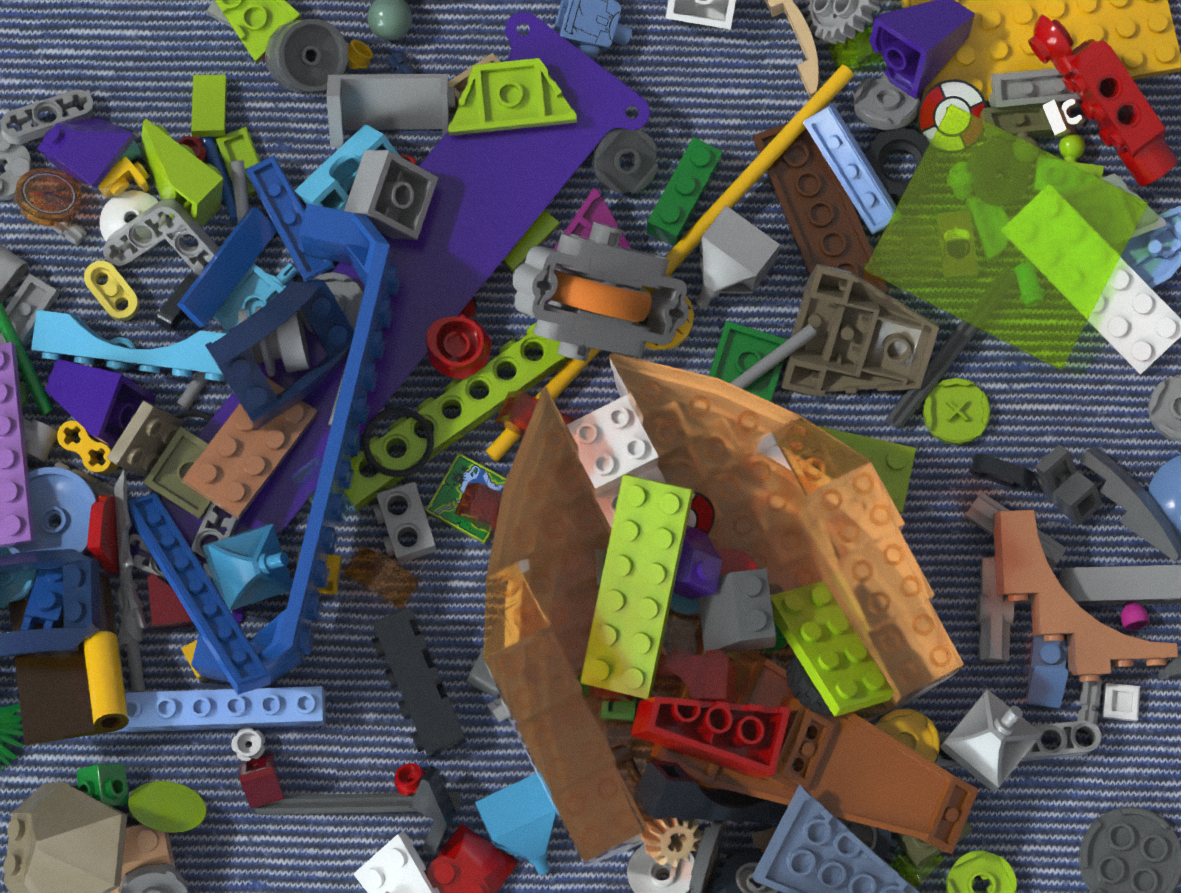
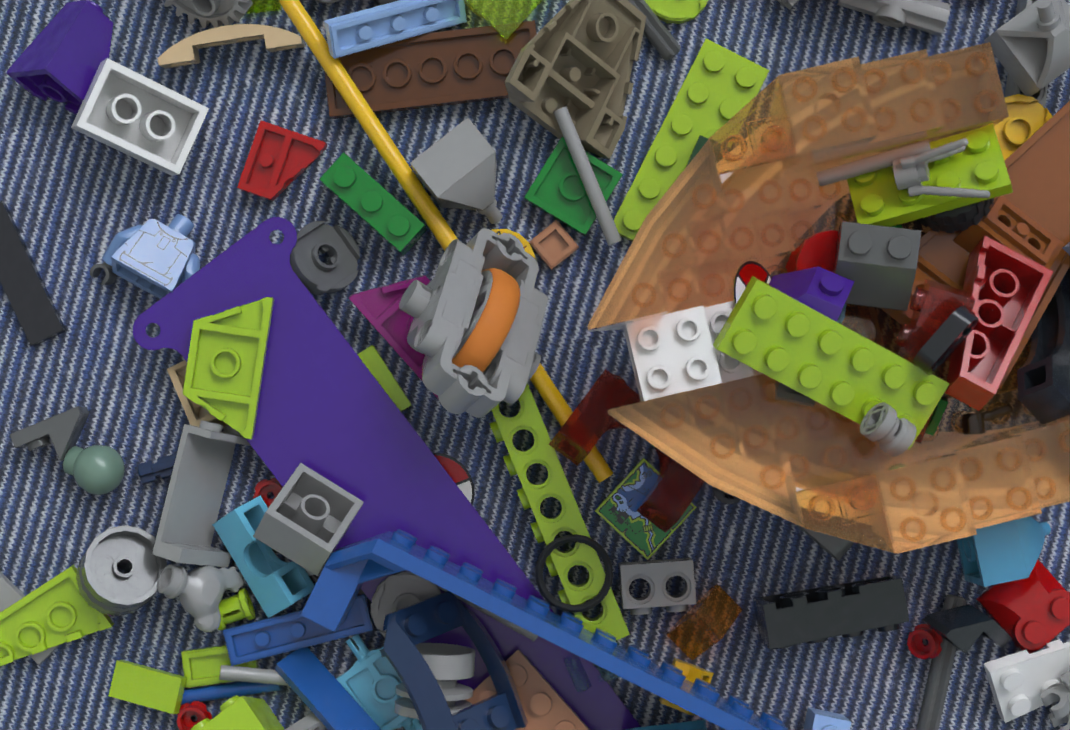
camera: 80 degrees left, 10 degrees up
(294, 160) = (236, 608): none -> lime bush
(305, 125) = (200, 591): none -> light grey animal
(358, 55) = (131, 512): yellow plate -> none
(457, 346) = (487, 484): red hat -> none
(591, 646) = (891, 432): none -> light grey wheel
(683, 678) = (946, 340): none -> black beam
(691, 357) = (553, 245): none -> nougat tile
(702, 101) = (277, 160): none -> red wing
(831, 598) = (870, 163): none -> light grey bar
(831, 626) = (913, 170): none -> light grey plant

